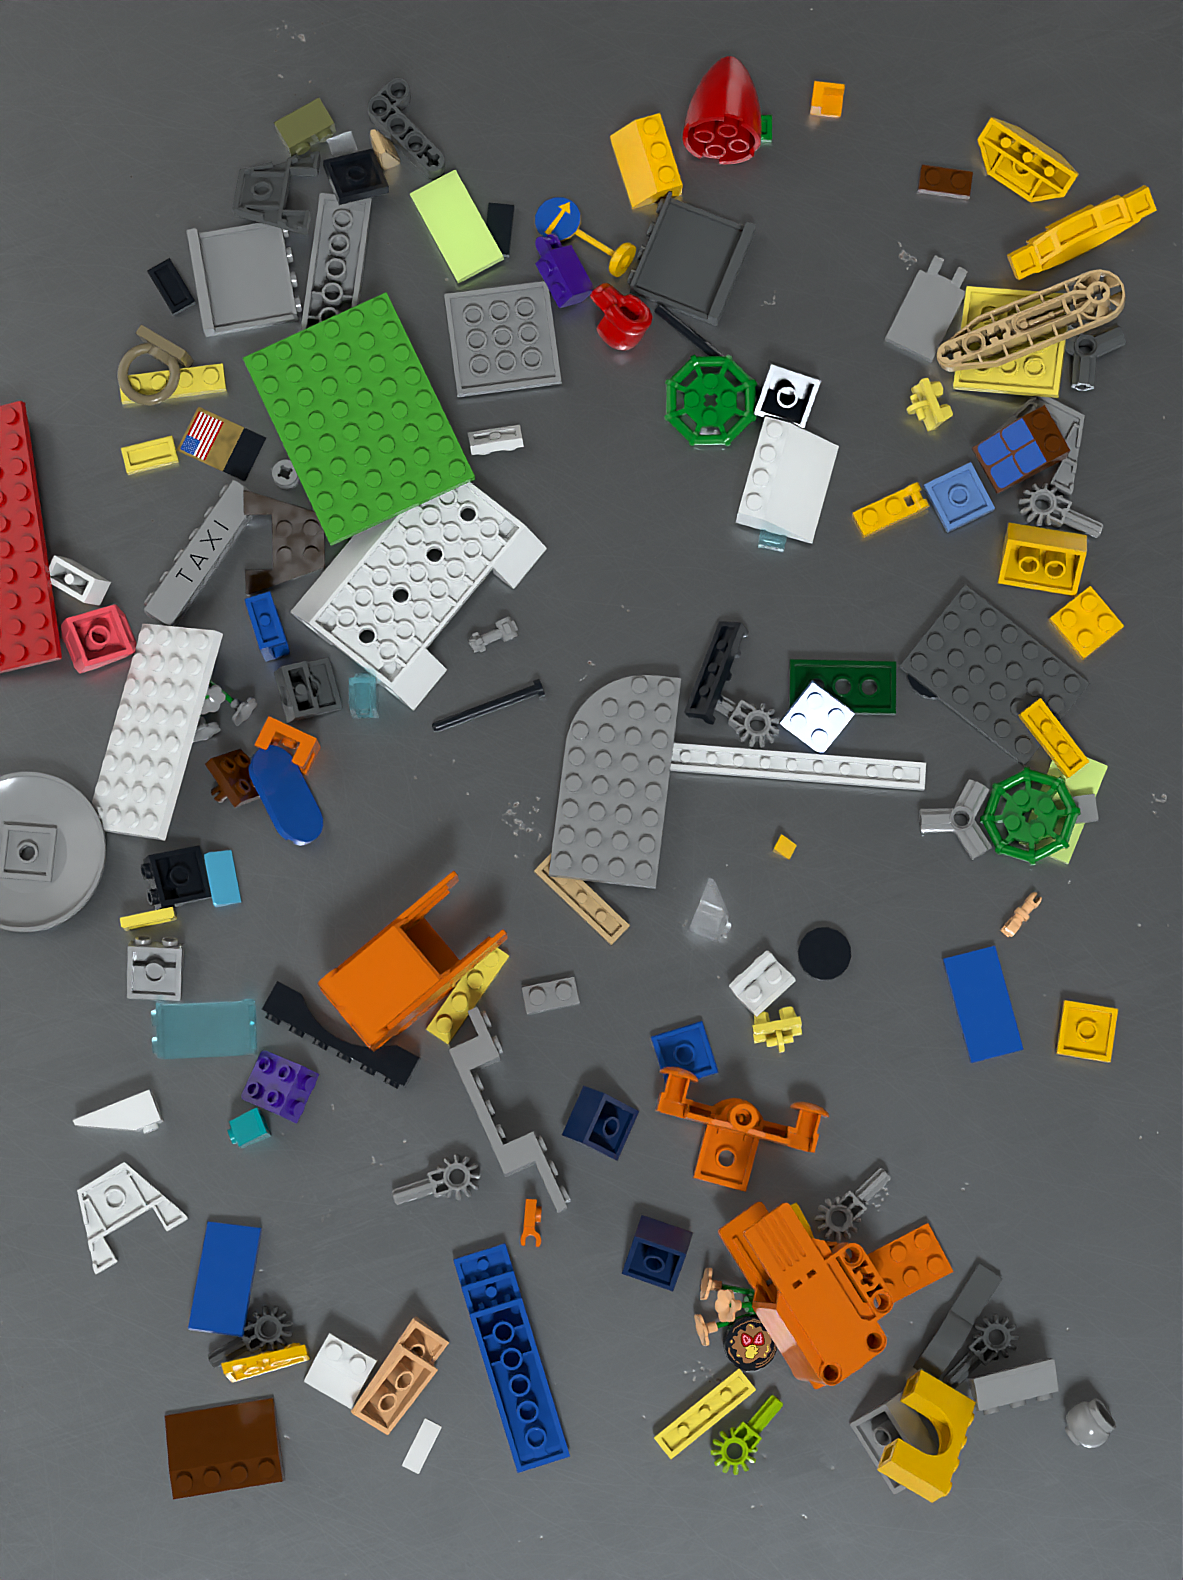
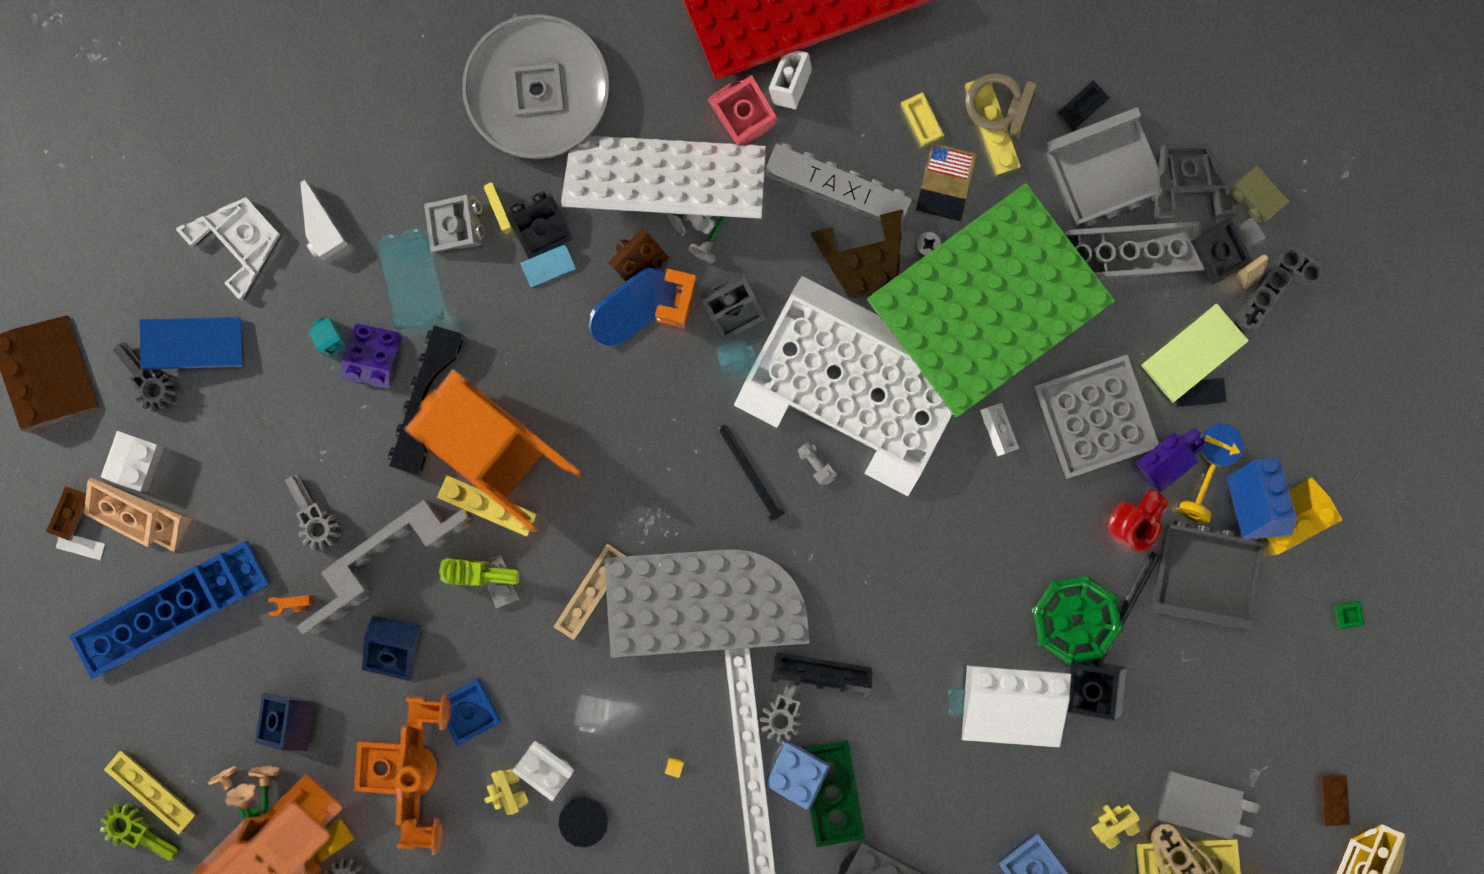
camera: 80 degrees right, 5 degrees up
(265, 1362) = (126, 394): yellow wing -> none
(267, 626) = (780, 257): blue panel -> none
(384, 1450) = (67, 514): none -> reddish brown plate
(537, 1014) = (473, 572): none -> lime gear
(623, 187) = (1262, 500): none -> blue slope
(723, 108) = (1354, 580): red cylinder -> none
(748, 1344) = (217, 820): tile -> none
(827, 99) = (1390, 674): light orange panel -> none
(889, 510) = (1007, 805): yellow plate -> none

